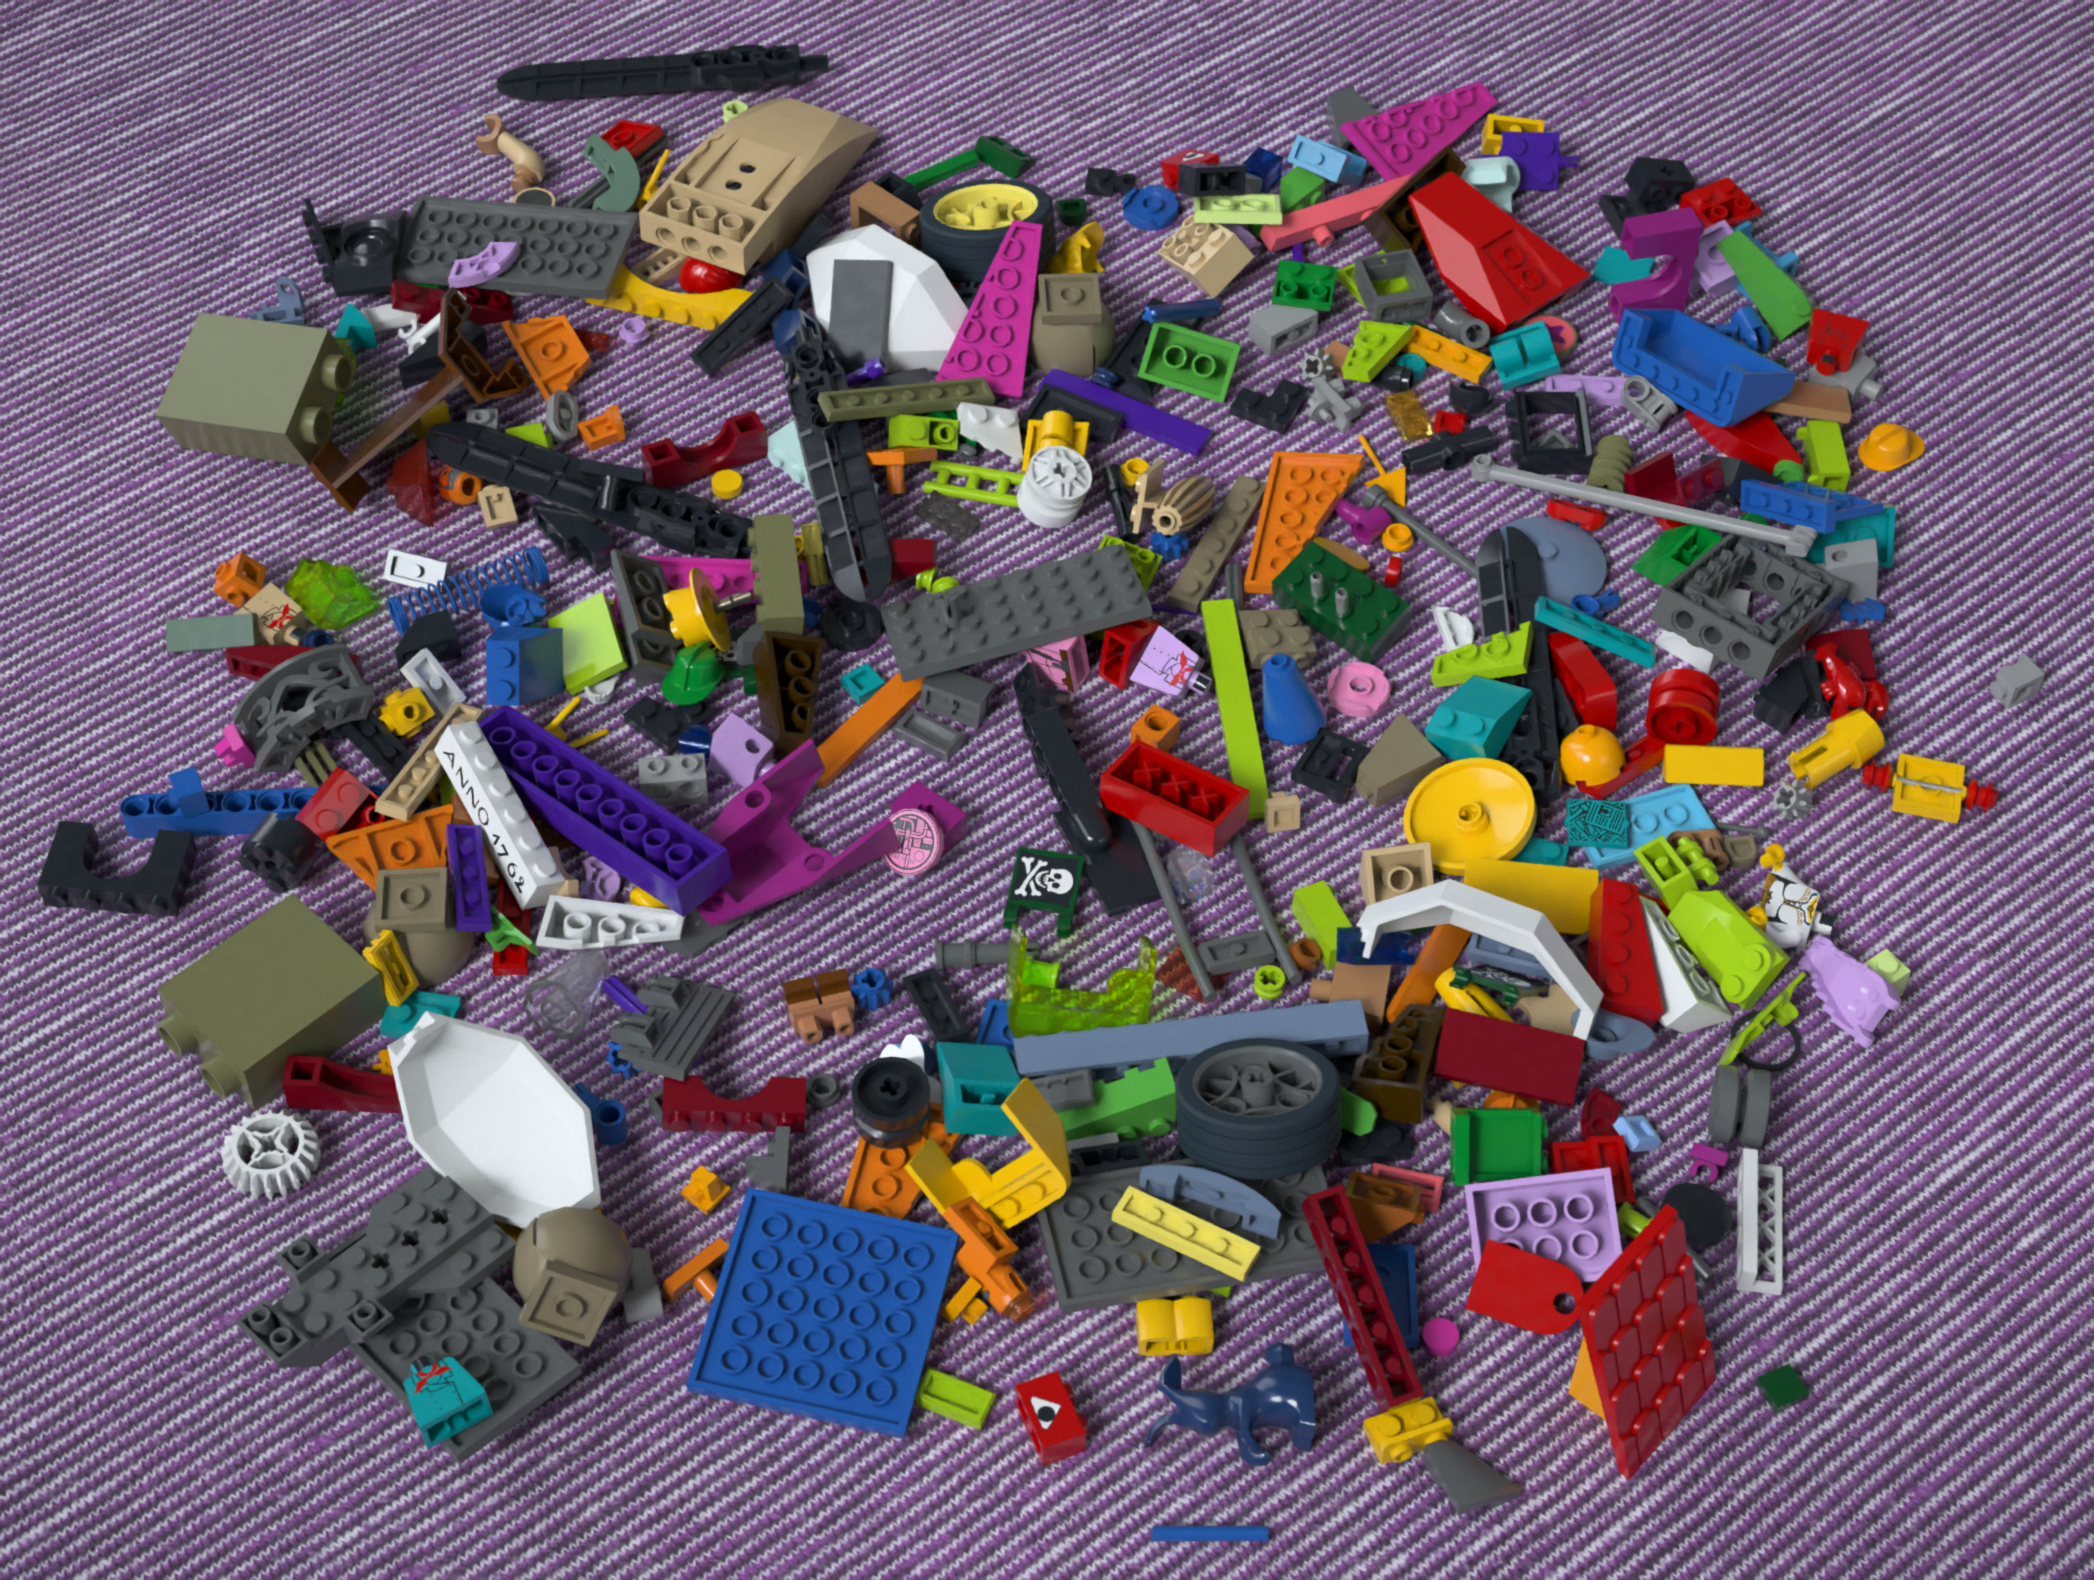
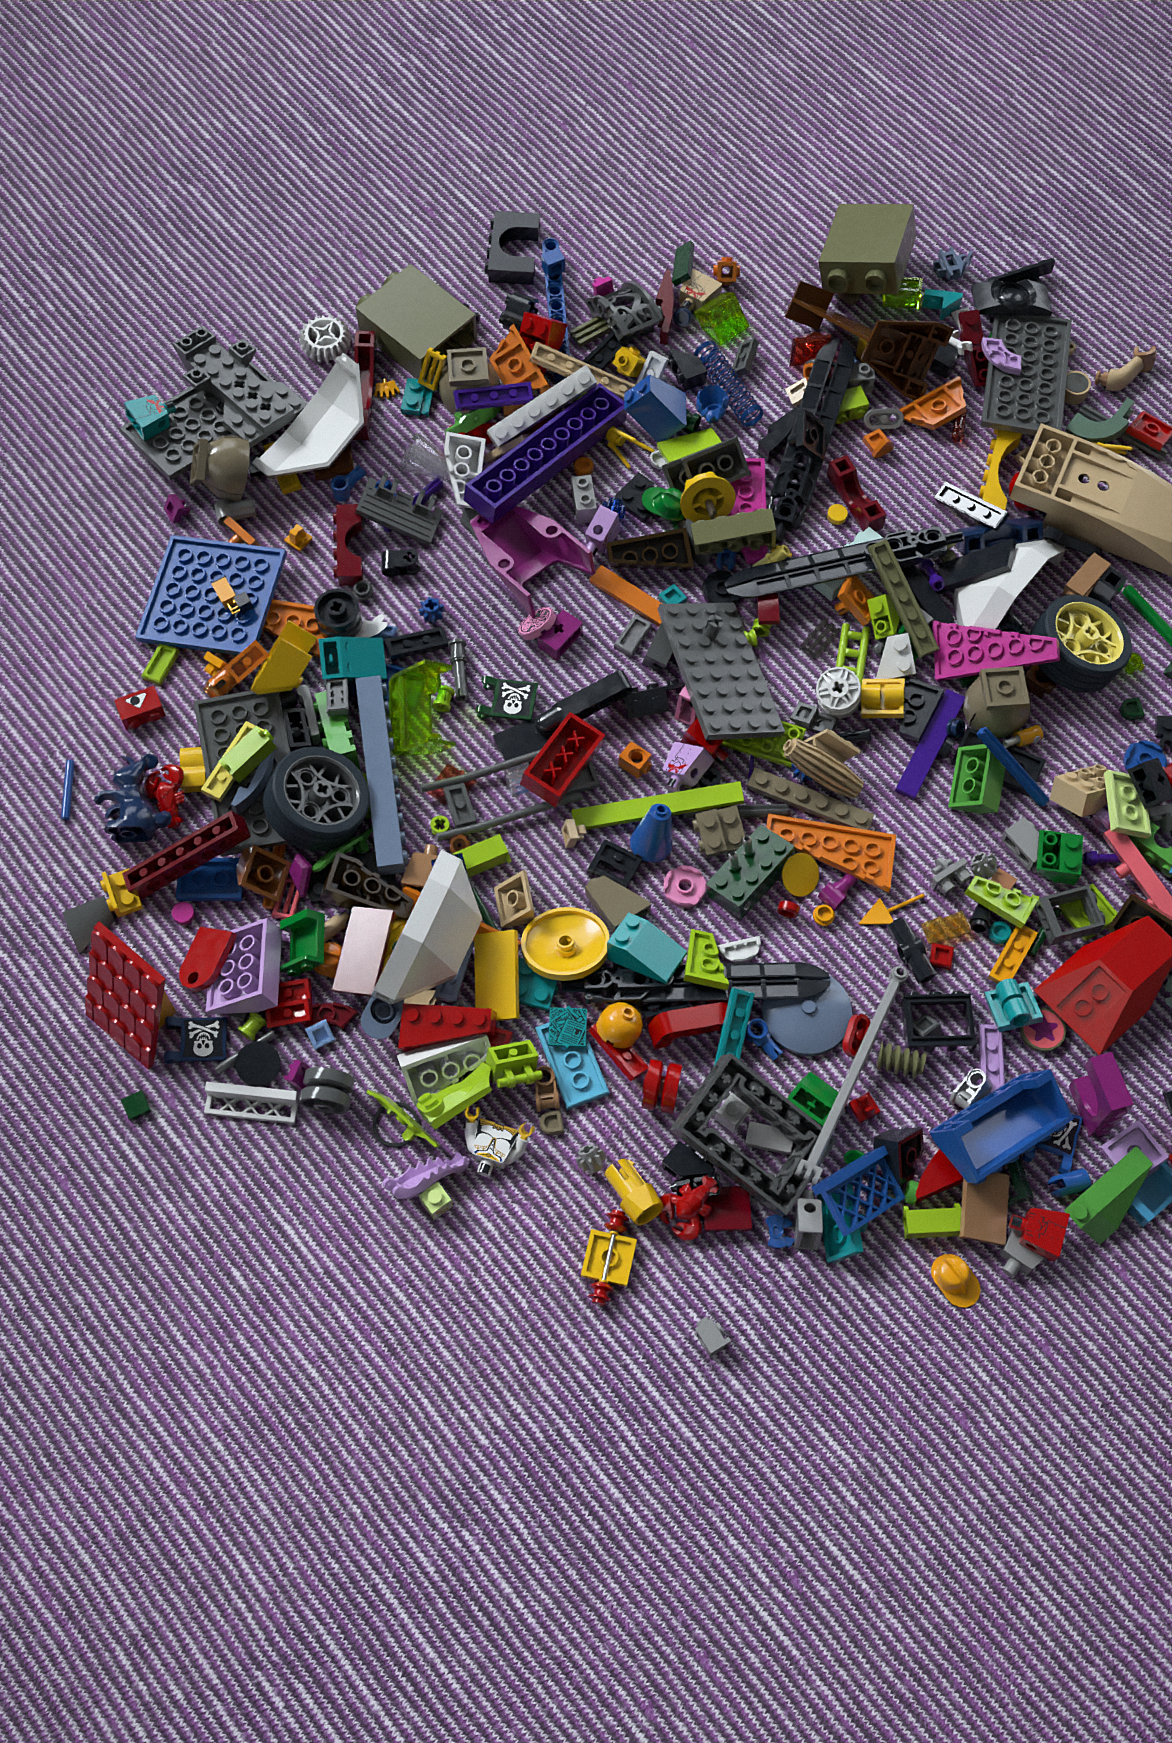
camera: 90 degrees right, 15 degrees up
(625, 1384) = (175, 508): none -> magenta tile
(634, 331) = (971, 449): lavender plate -> none
(772, 1171) = (304, 569): dark grey slope -> none
(774, 1034) = (398, 562): none -> black piece
(835, 1006) = (421, 584): nougat hips -> none
(843, 1268) = (229, 598): none -> piece
(1078, 252) = (1072, 709): yellow piece -> none
(1085, 530) = (813, 720): none -> dark grey slope
(1120, 312) = (1025, 737): none -> light orange piece
(1132, 469) = (870, 745): yellow plate -> none
(1191, 1187) = (248, 753): none -> lime brick
(1226, 1361) = (167, 793): none -> red animal
(1274, 411) = (942, 839): black plate -> none
(1372, 1154) = (300, 873): none -> magenta piece
(1379, 497) = (858, 903): dark grey piece -> none
(1462, 326) = (1038, 968): dark grey cylinder -> none
(1470, 399) = (965, 967): black hair -> none
(1618, 268) = (1140, 1092): teal piece -> none
(1658, 481) = (883, 1099): dark red panel -> none
(1713, 765) = (619, 1108): yellow slope -> none
(1762, 832) = (569, 1140): dark grey hinge -> none

